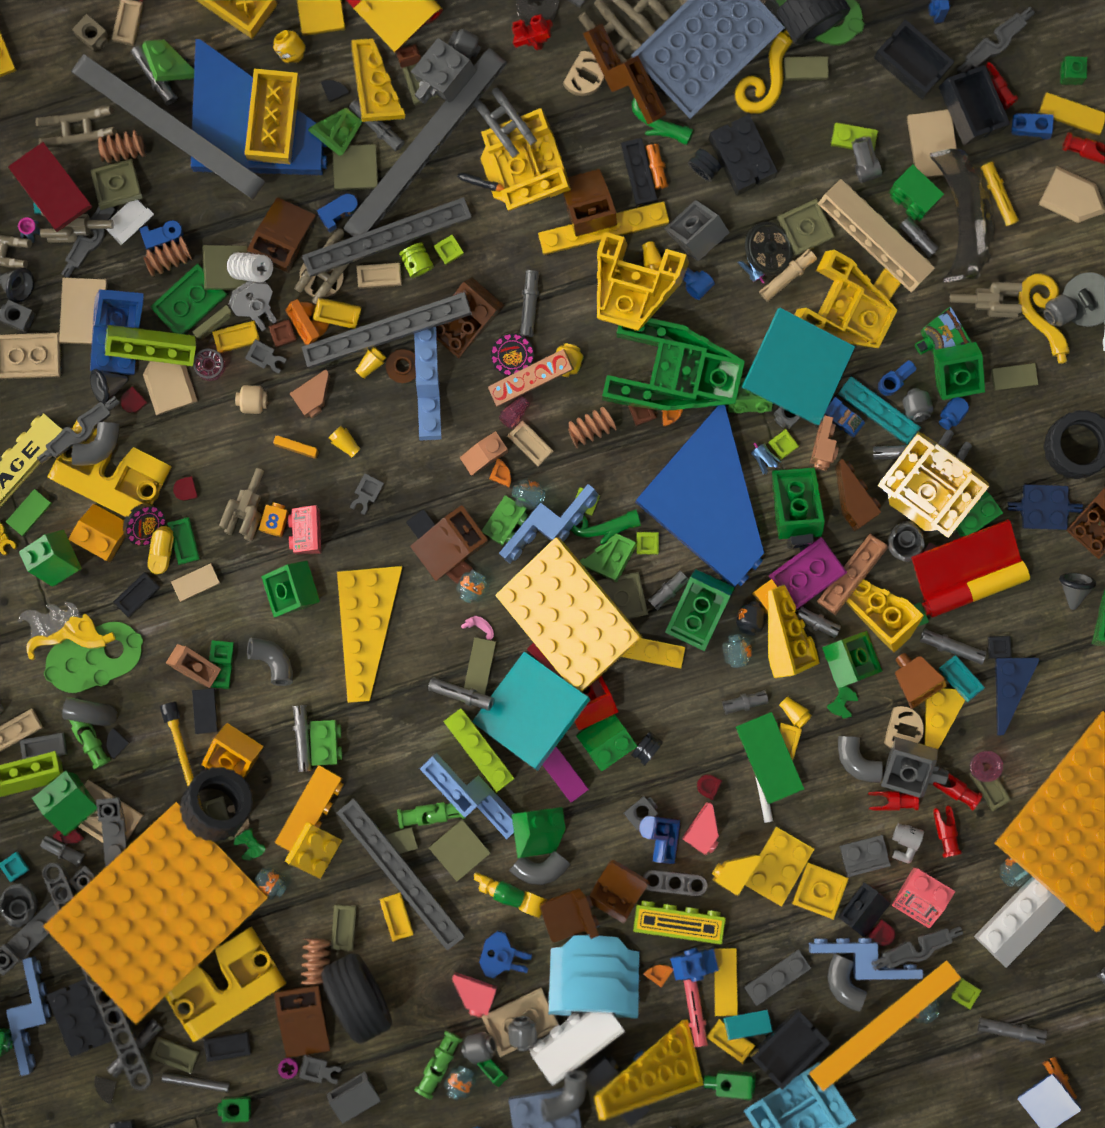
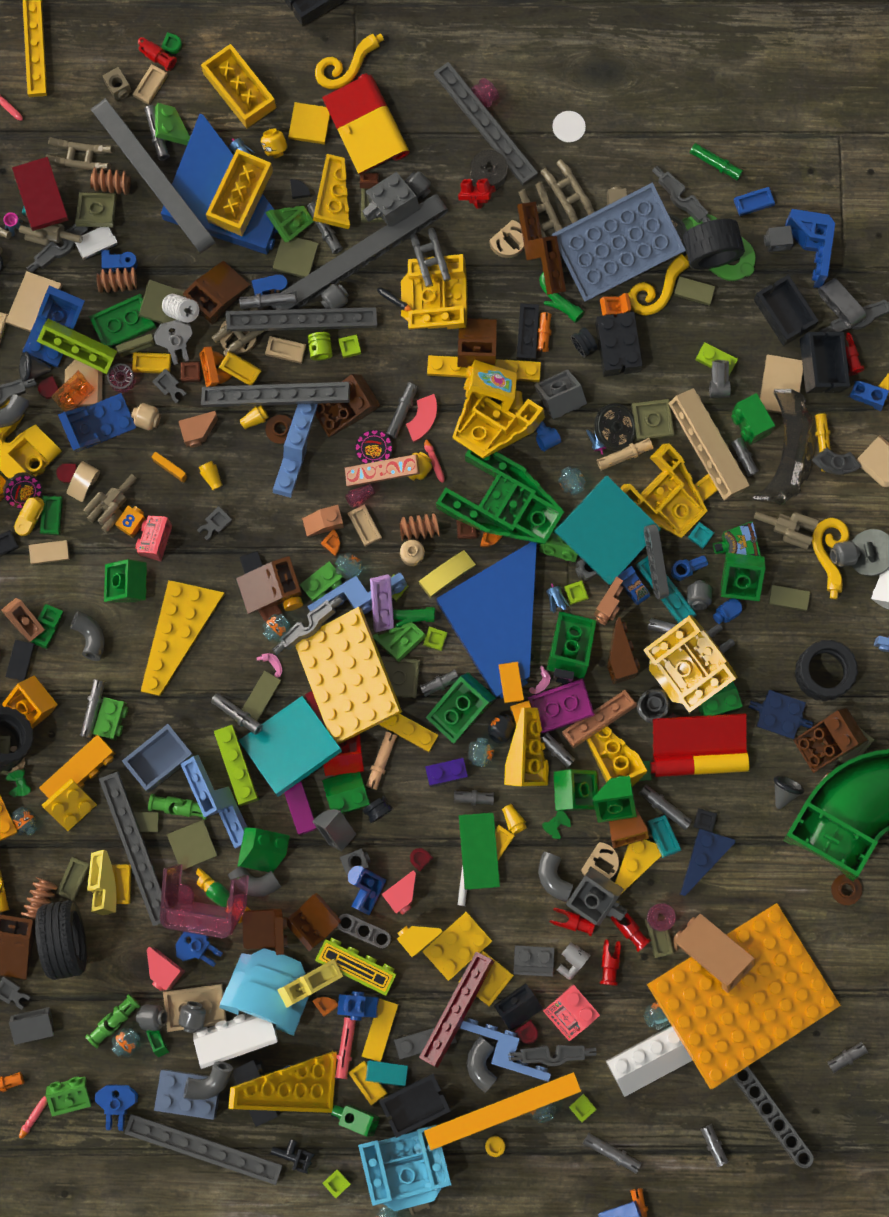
camera: 20 degrees right, 5 degrees down
(163, 399) = (73, 392): none -> clear orange bracket
(201, 422) = (97, 422): none -> blue bracket
(205, 492) = (82, 479): none -> tan panel
(251, 61) = (239, 144): none -> flat silver piece
(336, 230) = (268, 300): none -> flat silver pin
(377, 923) = (102, 883): none -> light yellow slope
(392, 769) = (157, 758): none -> sand blue piece
(414, 200) = (334, 297): none -> dark grey head
(481, 554) = (292, 603): none -> light orange tile
(493, 927) = (183, 914): none -> clear pink windscreen
(513, 563) = (315, 617): none -> dark grey piece
(556, 305) = (424, 419): none -> coral tile
(573, 336) = (435, 463): none -> coral piece
(579, 524) = (382, 603): none -> lavender tile
(592, 457) = (412, 552): none -> tan head
(608, 784) = (334, 828): none -> dark grey brick
(620, 243) = (491, 382): none -> yellow panel
(633, 693) = (381, 761): none -> light nougat pin
(637, 468) = (446, 573): none -> light yellow slope
(637, 957) = (310, 983): none -> light yellow slope
(707, 685) = (446, 772): none -> dark purple brick
(725, 112) = (615, 305): none -> orange bracket
(740, 323) = (572, 480): none -> clear light blue head
(746, 566) = (511, 682): none -> light orange tile
(779, 555) = (543, 683): none -> bright pink piece
(801, 934) = (456, 1009): none -> plate
(861, 384) = (656, 561): none -> dark grey beam
(886, 1063) = (495, 1146): none -> yellow tile
(898, 338) = (700, 535): none -> teal tile
(900, 658) = (615, 800): none -> green slope
(972, 32) = (842, 303): none -> flat silver beam
(1020, 213) = (836, 463): none -> dark grey tile
(1054, 785) = (714, 951): none -> medium nougat panel

